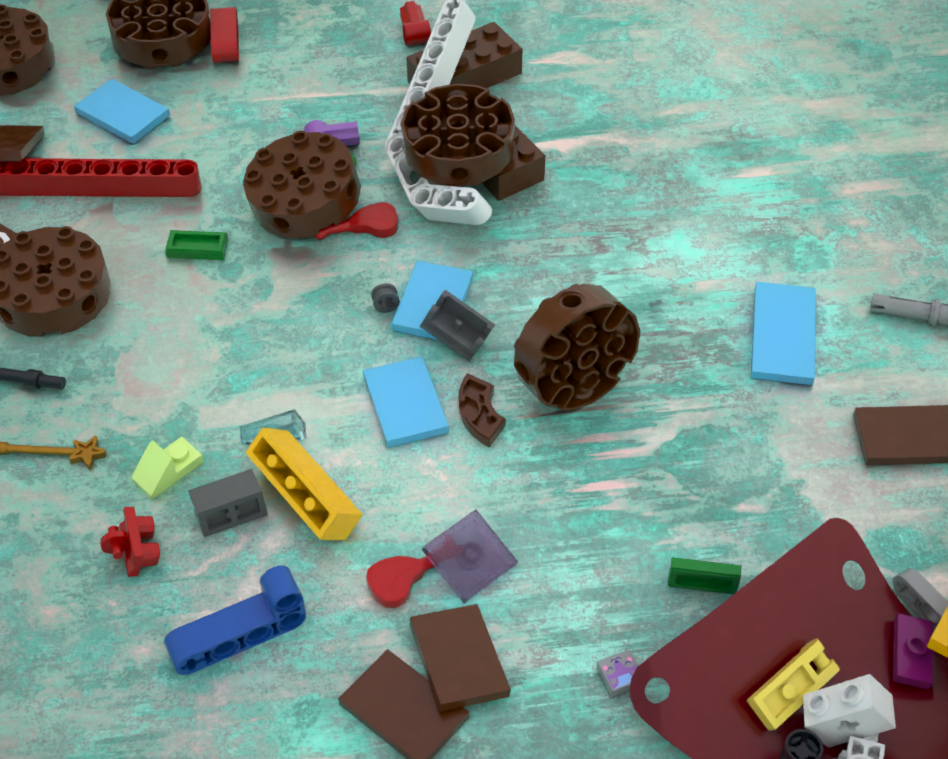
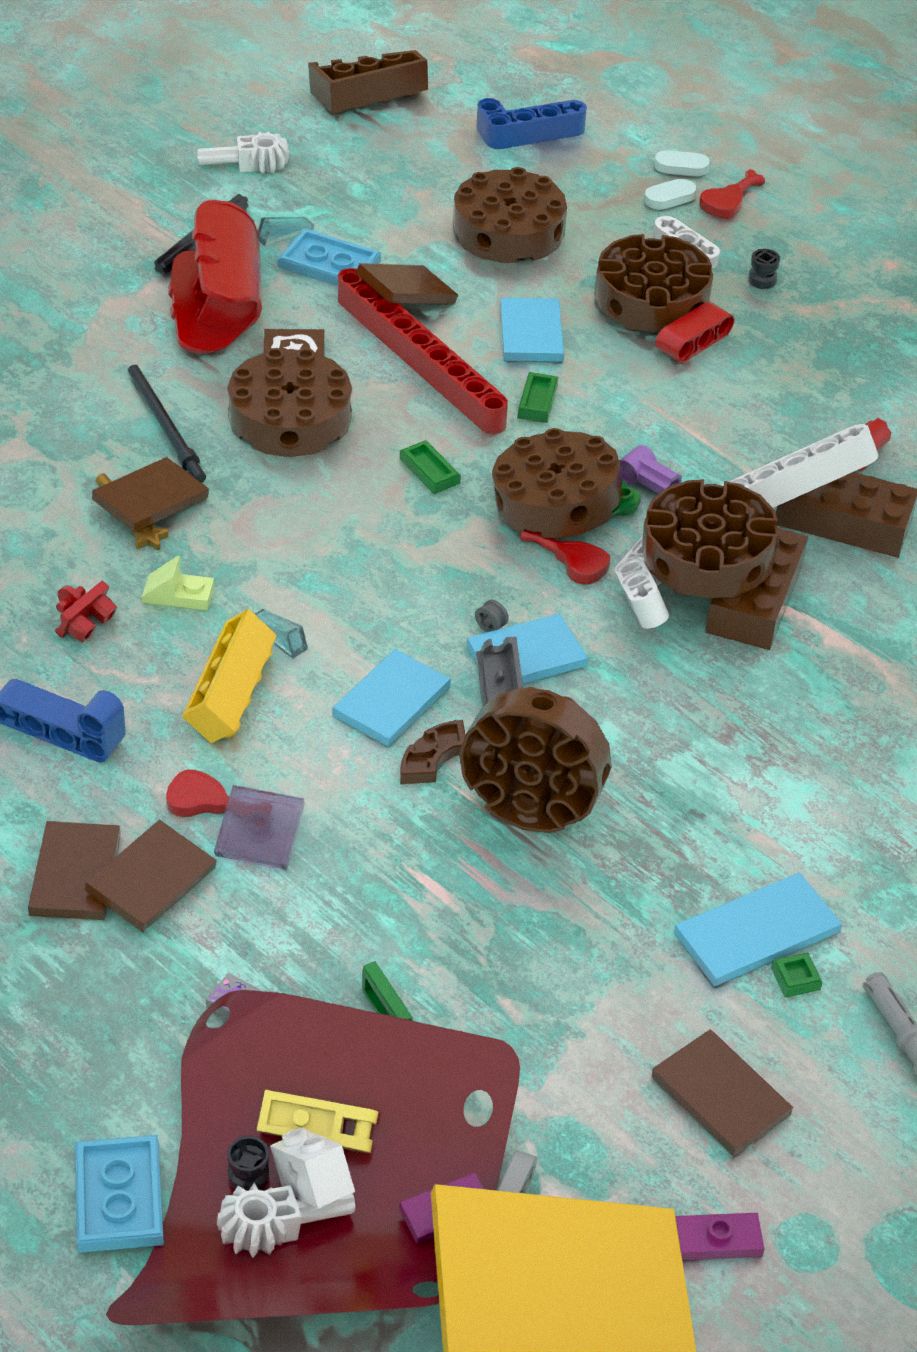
camera: 50 degrees right, 5 degrees down
(47, 425) = (150, 494): none -> reddish brown tile
(192, 147) = (537, 397): none -> green tile
(228, 502) = (172, 644): dark grey hinge -> none
(836, 337) = (796, 975): none -> green tile

